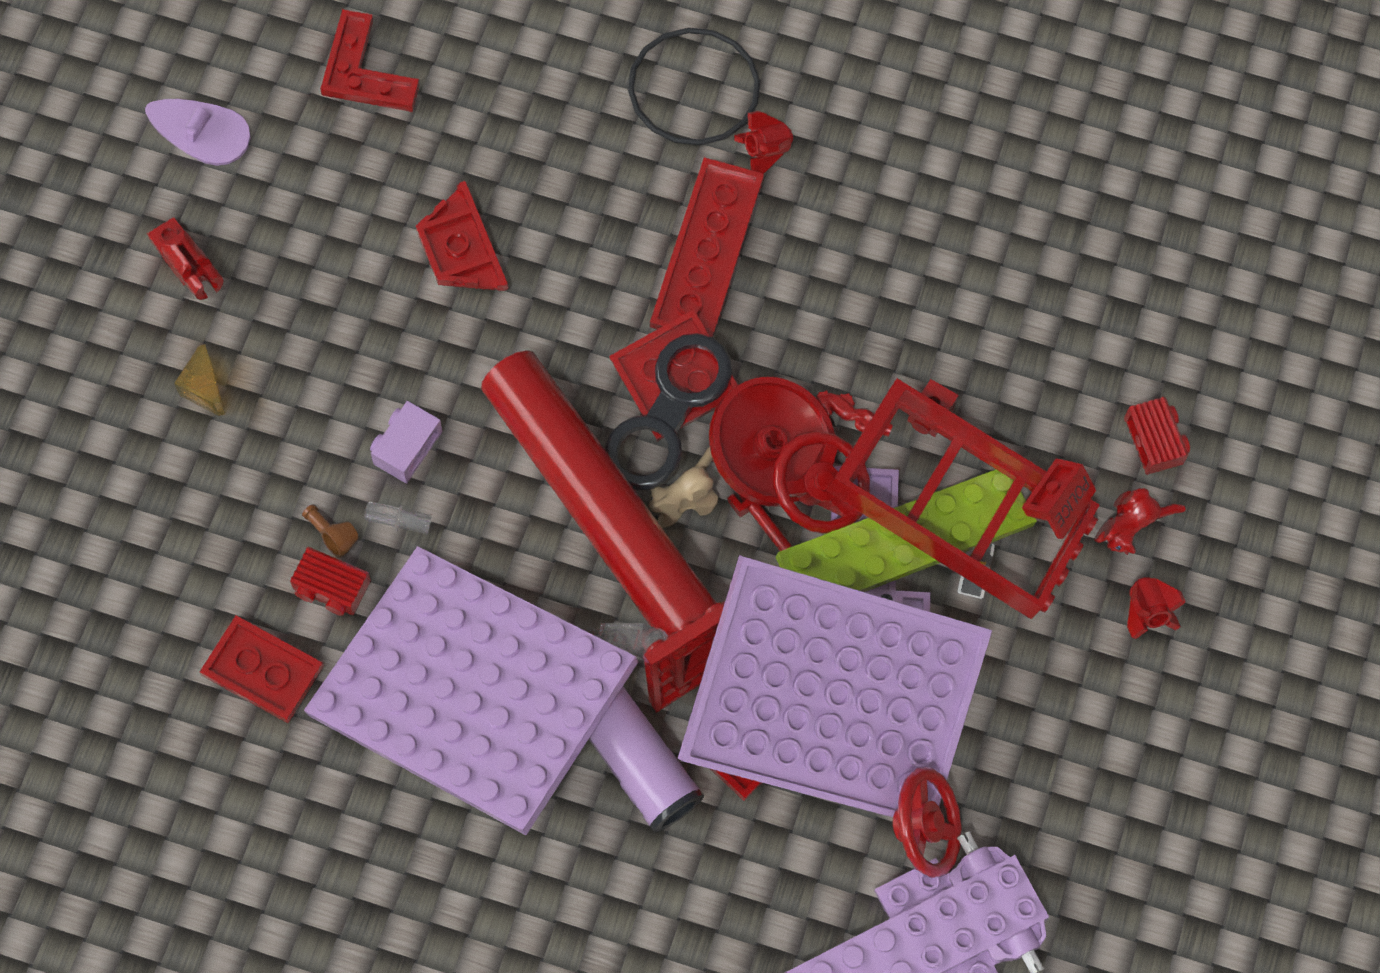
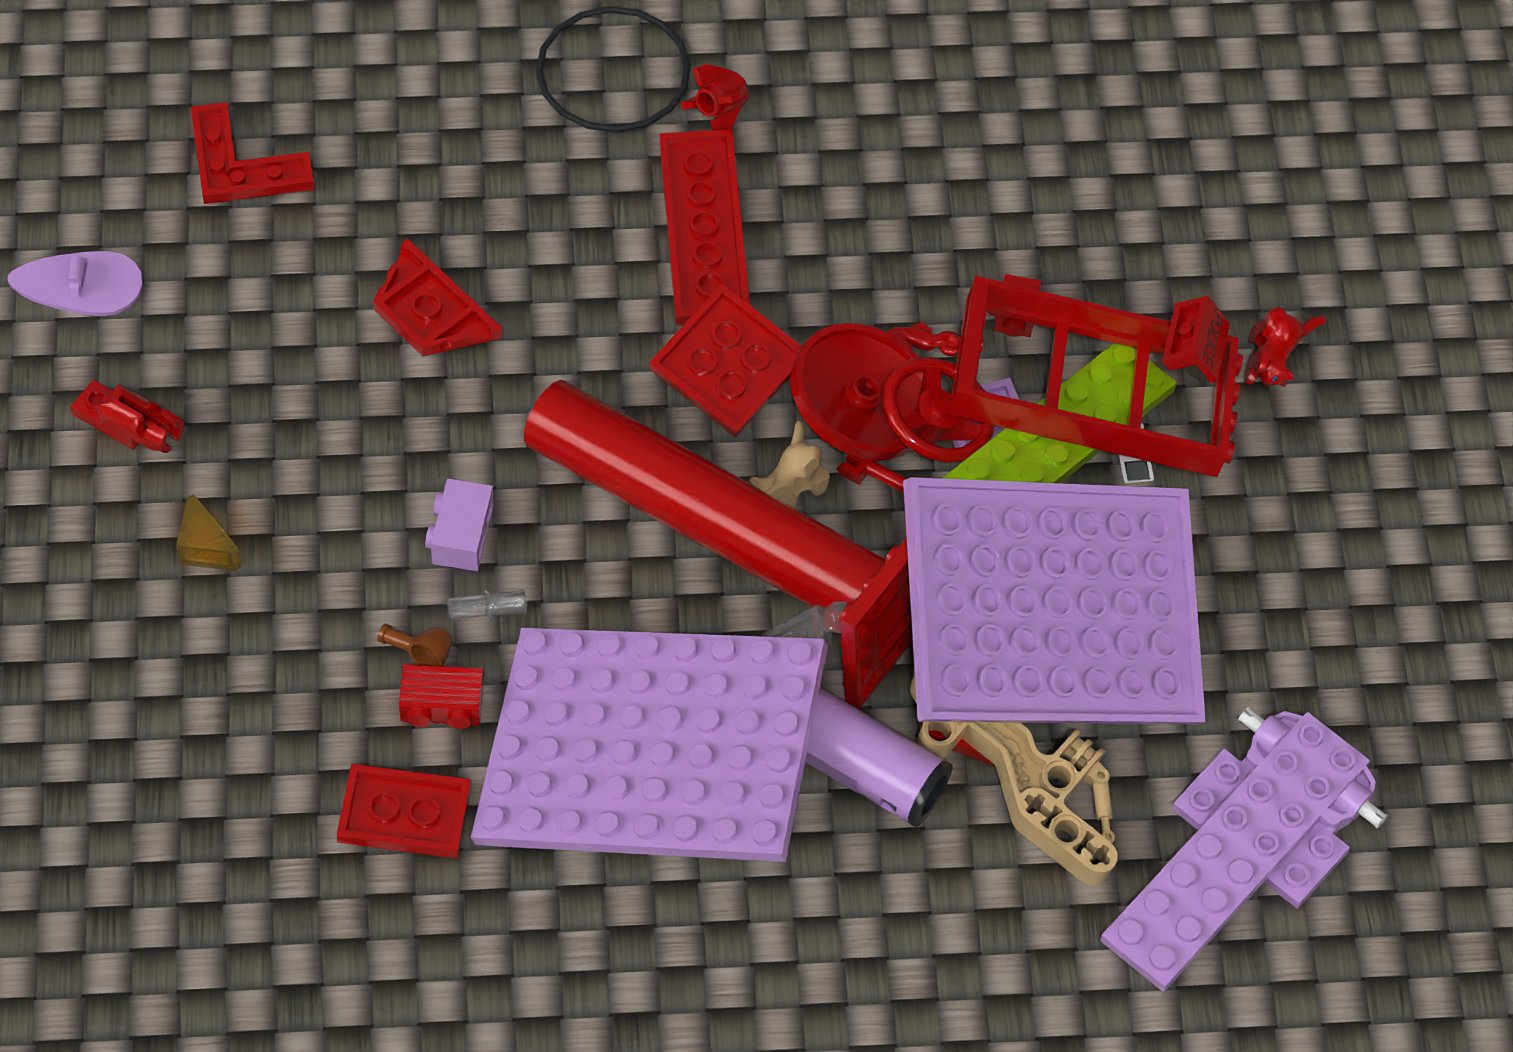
camera: 20 degrees left, 10 degrees down
(671, 408) = (743, 387): black bar -> none
(758, 831) = (1026, 785): none -> tan beam
(923, 821) = (1199, 709): red piece -> none
(1153, 606) = (1335, 422): red brick -> none
(1157, 435) = (1263, 256): red brick -> none

